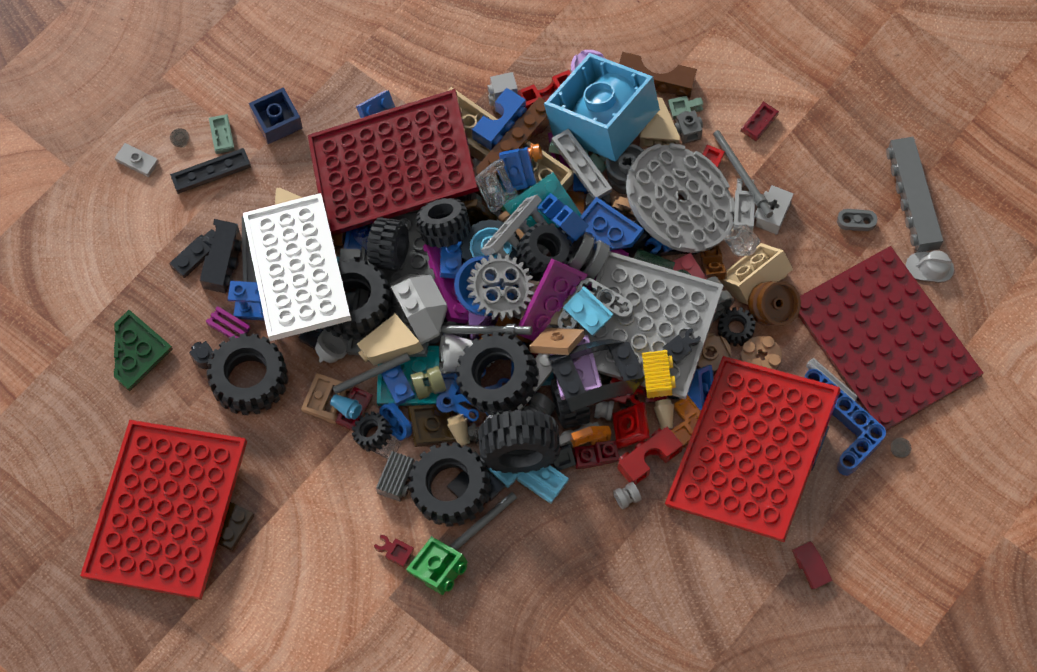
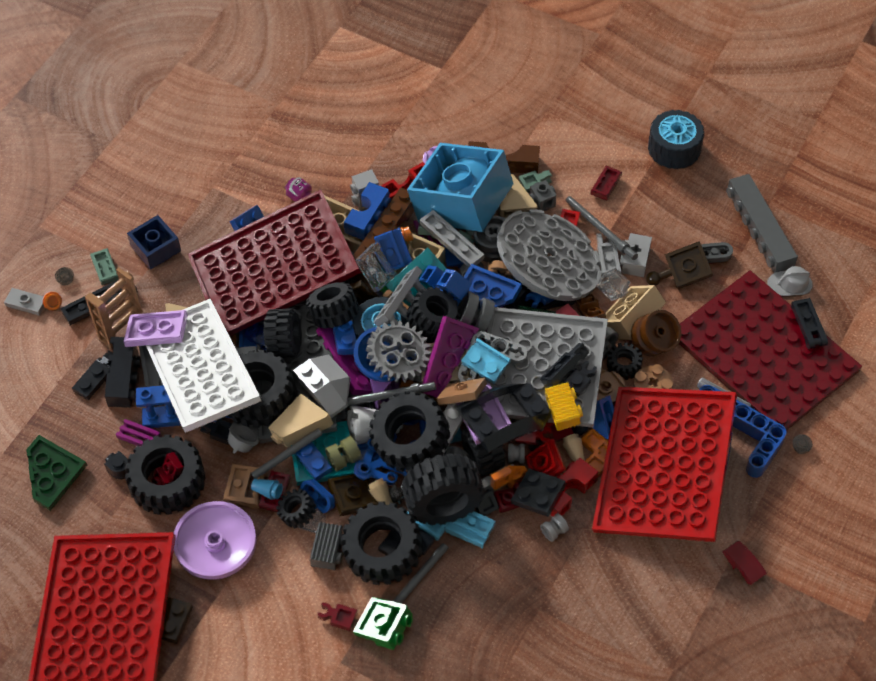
camera: 10 degrees left, 10 degrees down
(163, 164) = (52, 301): none -> orange plate
(206, 191) = (100, 311): none -> medium nougat fence
(250, 374) = (169, 472): none -> dark red slope
(260, 218) = (155, 328): none -> lavender tile
(285, 451) = (214, 540): none -> lavender dish
(434, 79) = (297, 189): none -> magenta head
(617, 457) = (538, 492): none -> black plate
(669, 328) = (565, 364): none -> black hinge
(823, 232) = (686, 265): none -> dark brown plate
(844, 83) = (676, 139): none -> black wheel
(937, 317) = (809, 323): none -> black plate

